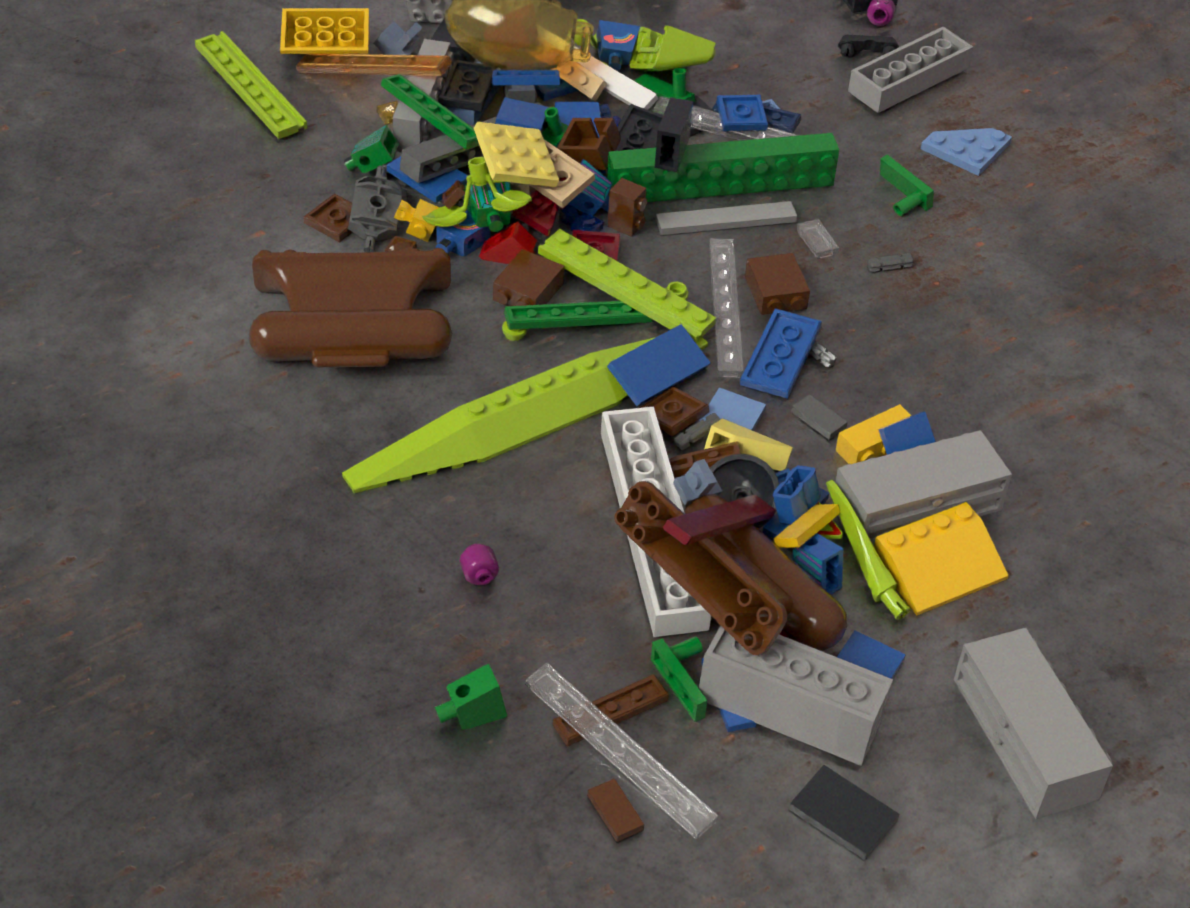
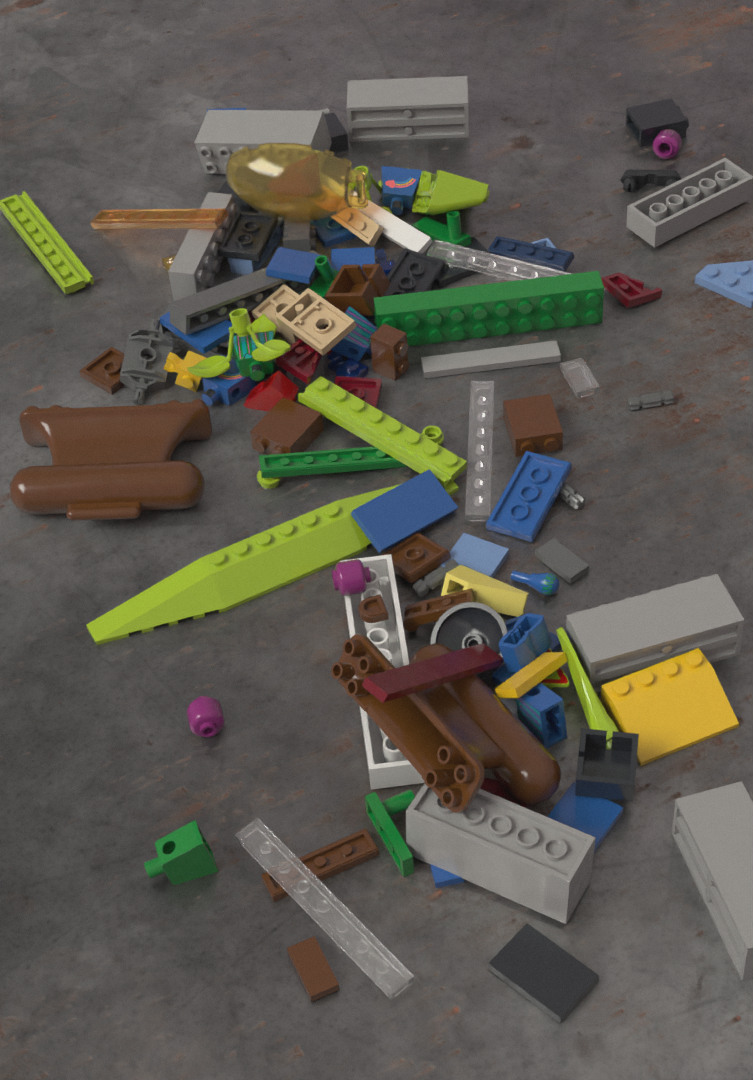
camera: 10 degrees right, 0 degrees up
(325, 31) = (119, 187): yellow slope -> none
(373, 151) = (150, 303): green torso -> none
(397, 41) = (188, 195): sand blue brick -> none
(400, 244) = (167, 395): reddish brown tile -> none
(431, 110) = (206, 264): green tile -> none
(453, 194) = (219, 346): reddish brown tile -> none
(516, 154) = (277, 304): light yellow plate -> none
(526, 77) = (302, 226): blue tile -> none
(618, 427) = (351, 577): none -> magenta head
(643, 460) = (373, 609): none -> reddish brown tile
(673, 134) = (435, 279): black brick -> none
(696, 483) = (423, 632): sand blue brick -> none
(741, 112) = (514, 253): blue tile -> none
(805, 438) = (543, 582): none -> blue piece
(858, 154) = (628, 290): none -> dark red wing
(864, 439) = (618, 579): yellow brick -> none
(890, 620) = (604, 771): none -> black piece
(907, 433) = (645, 577): blue tile -> none
(916, 191) = (683, 325): green piece -> none

